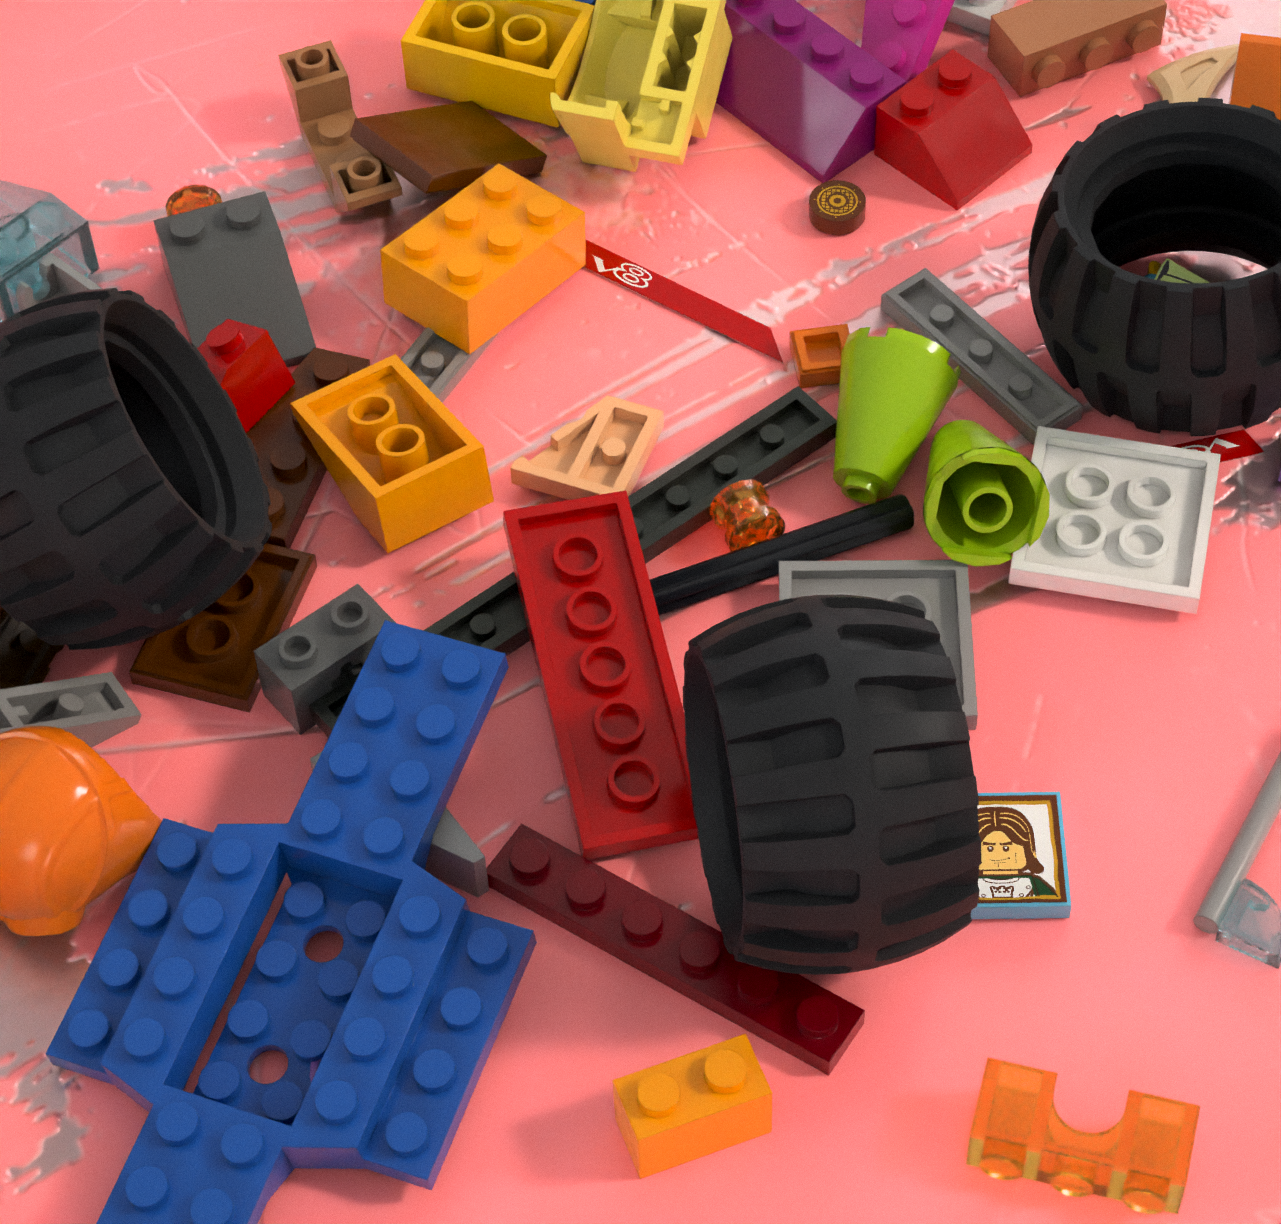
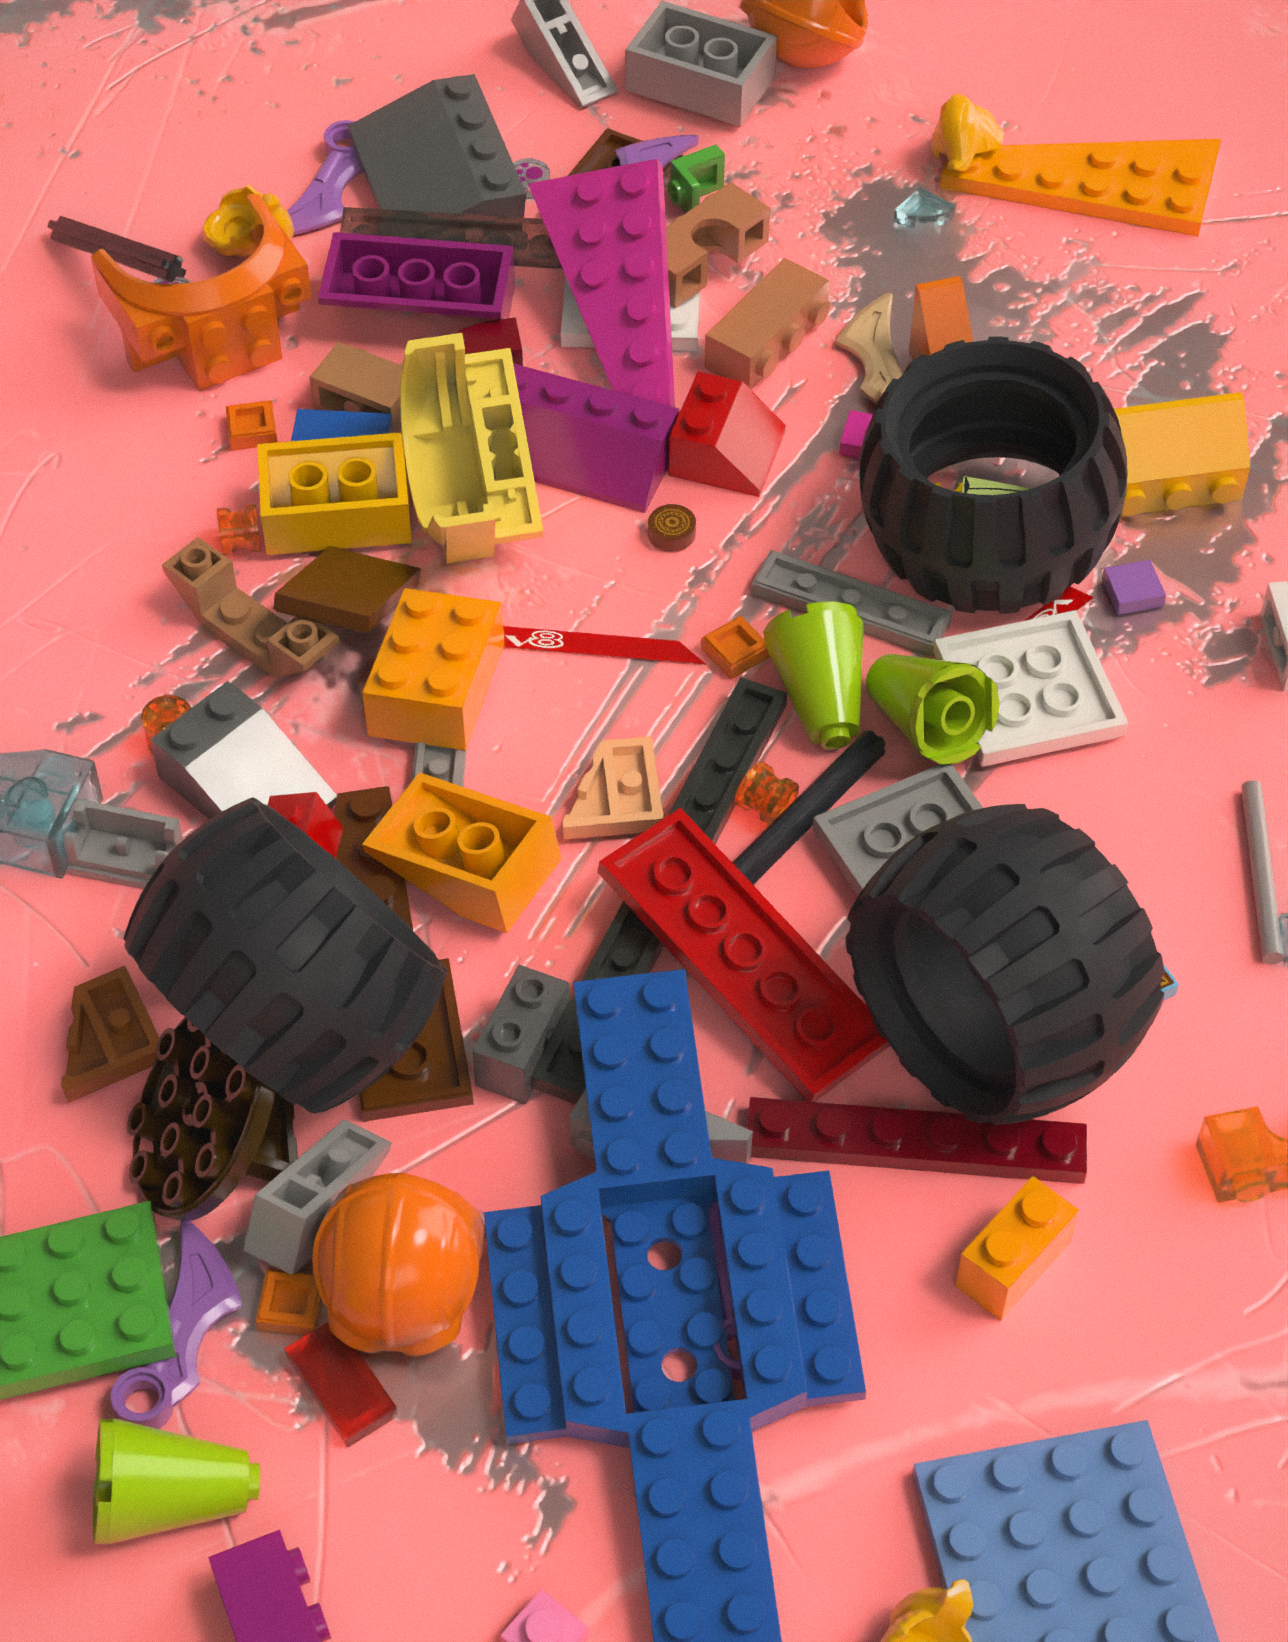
camera: 30 degrees left, 0 degrees up
(382, 52) = (239, 529): none -> clear orange wheel

